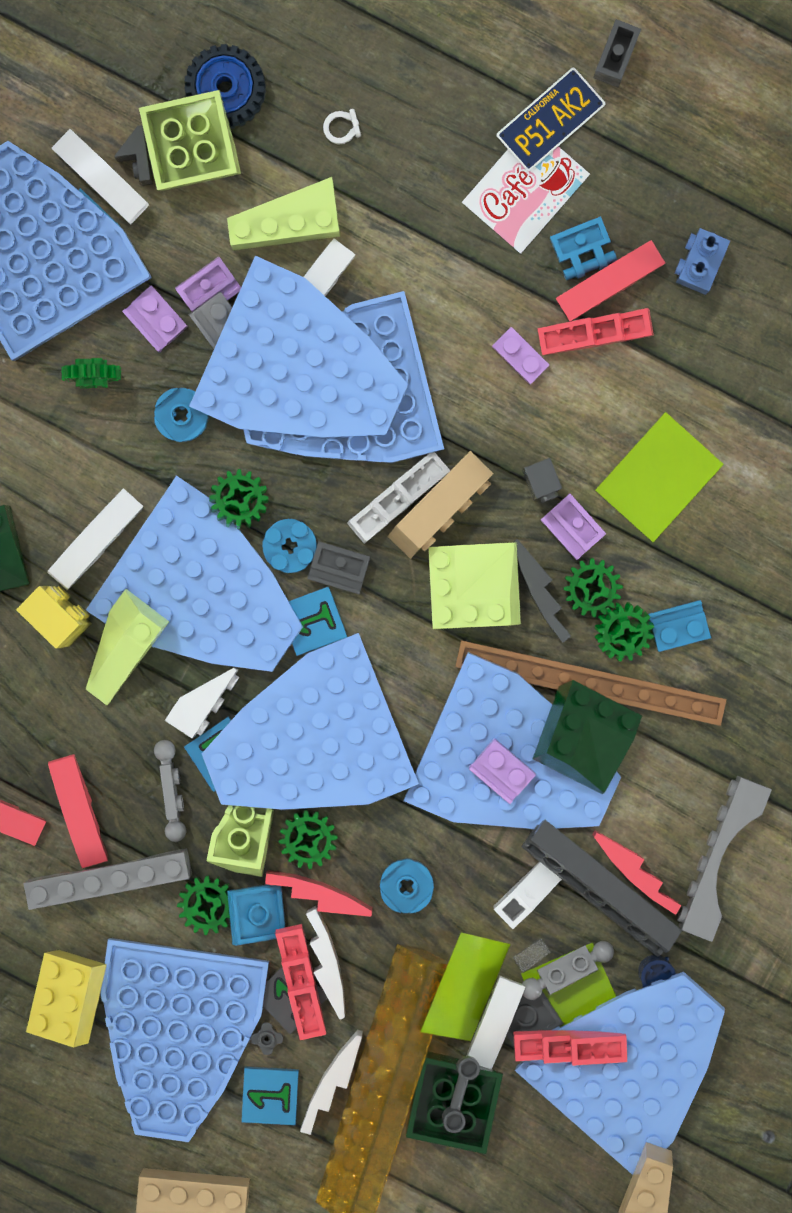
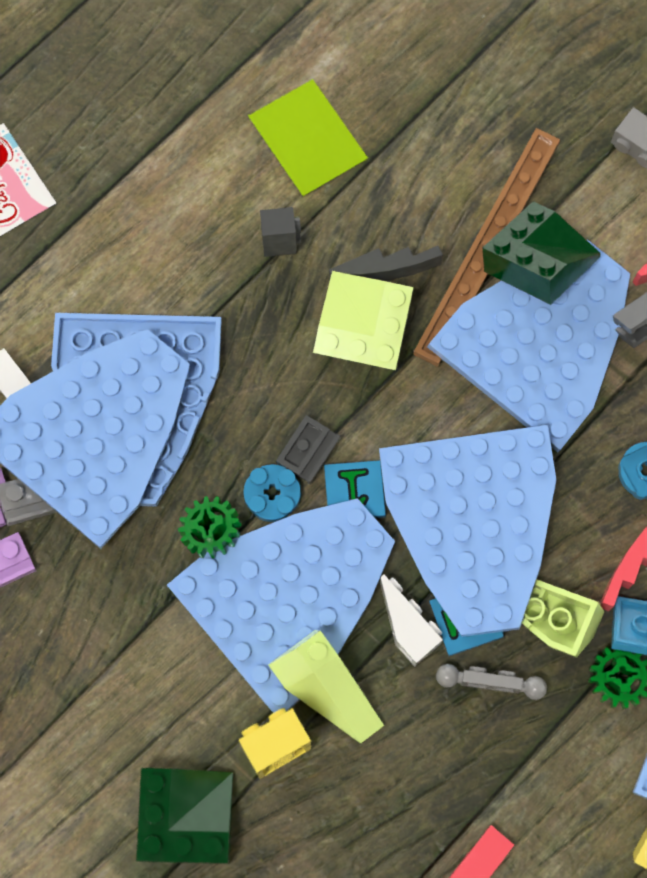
camera: 75 degrees left, 15 degrees down
(77, 811) = (488, 785): coral slope -> none
(91, 373) = (33, 637): green gear -> none
(95, 539) = (207, 686): white slope -> none
(107, 880) = (569, 799): light grey arch -> none
(165, 414) = (101, 579): dark azure plate -> none
(313, 850) = (579, 565): green gear -> none
(398, 497) = (255, 374): white slope -> none
(440, 504) = (276, 334): tan wedge -> none
(502, 771) = (554, 343): lavender plate -> none
(520, 355) = (153, 227): lavender plate -> none
(573, 526) = (332, 221): lavender plate -> none
(580, 240) = (62, 144): dark azure plate -> none
(581, 583) = (398, 229): green gear -> none
(595, 331) = (152, 154): coral slope -> none
(610, 280) = (109, 127): coral slope -> none
(630, 639) = (446, 200): green gear -> none
(679, 626) = (454, 154): dark azure plate -> none
(702, 261) = (117, 43): medium blue brick -> none

